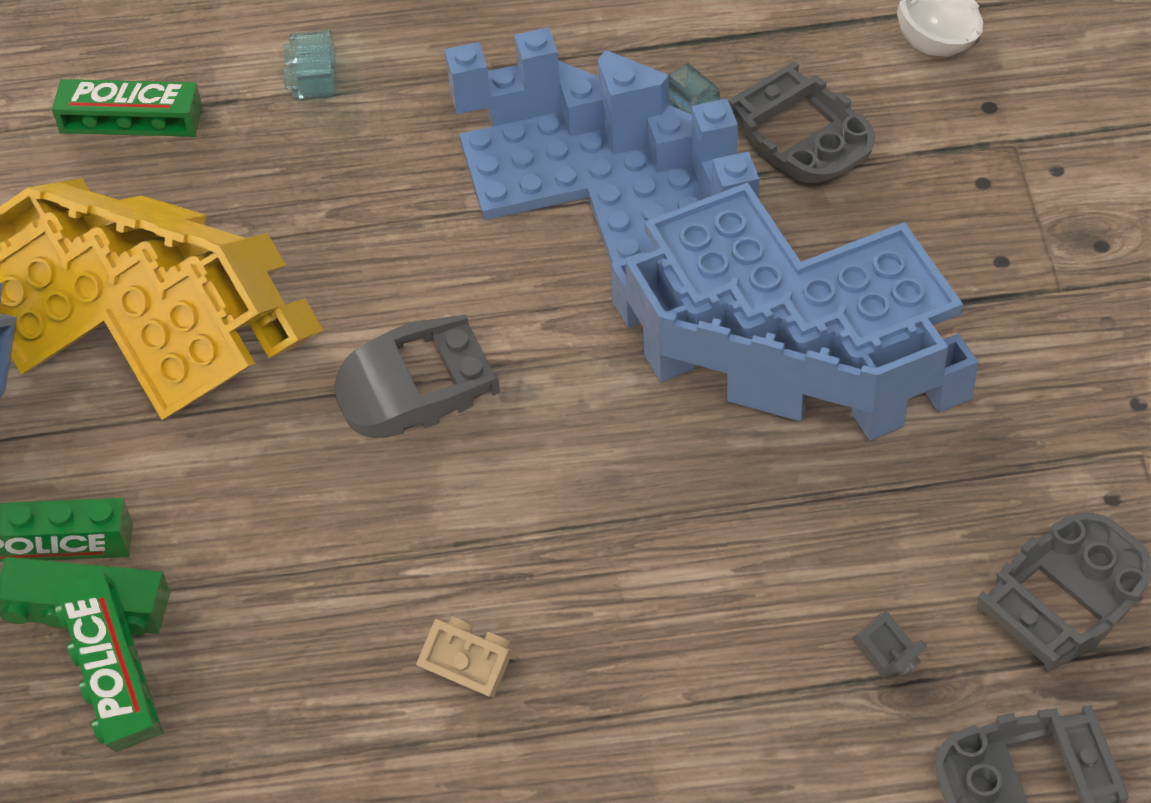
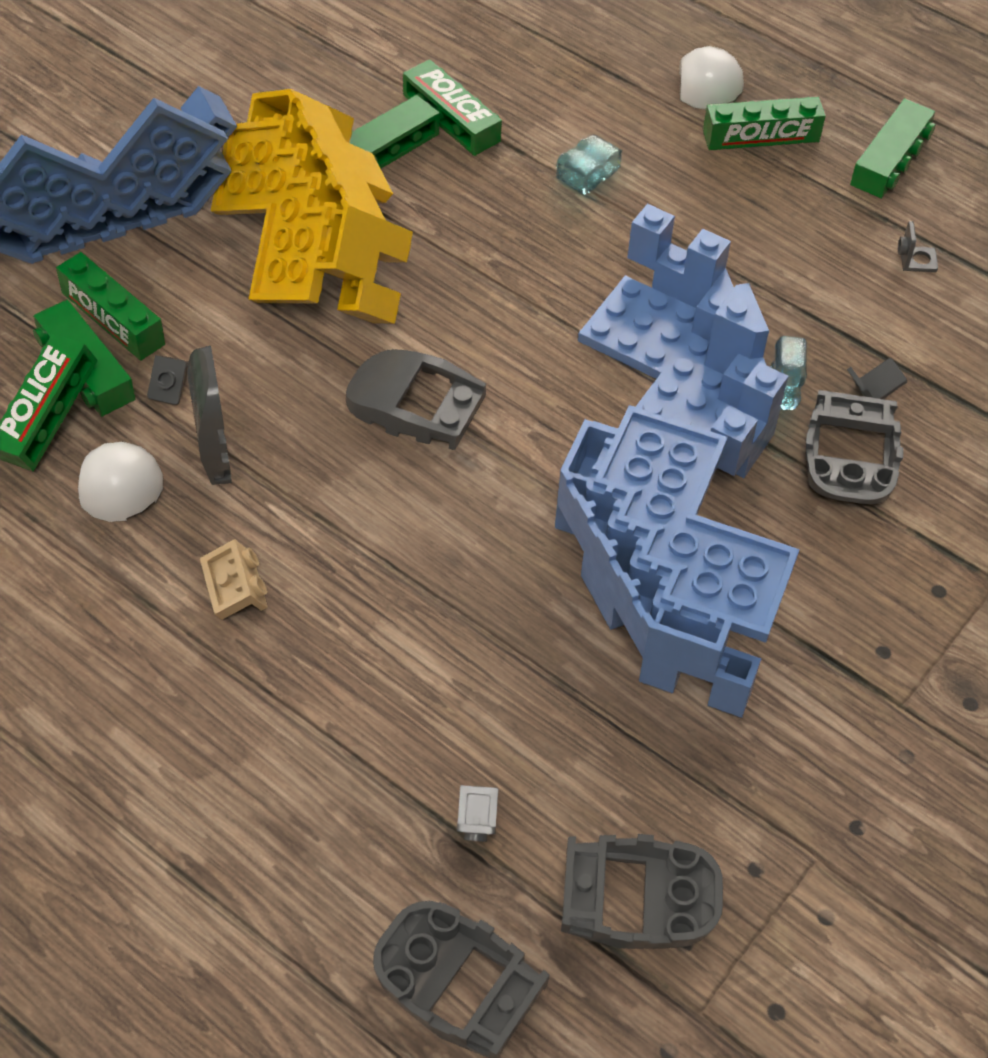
camera: 40 degrees right, 0 degrees up
(109, 157) = (398, 131): none -> brick
(184, 546) = (167, 379): none -> dark grey bracket
(258, 669) = (118, 481): none -> white cylinder
(292, 527) = (208, 415): none -> dark grey slope
(756, 56) = (880, 380): none -> dark grey bracket

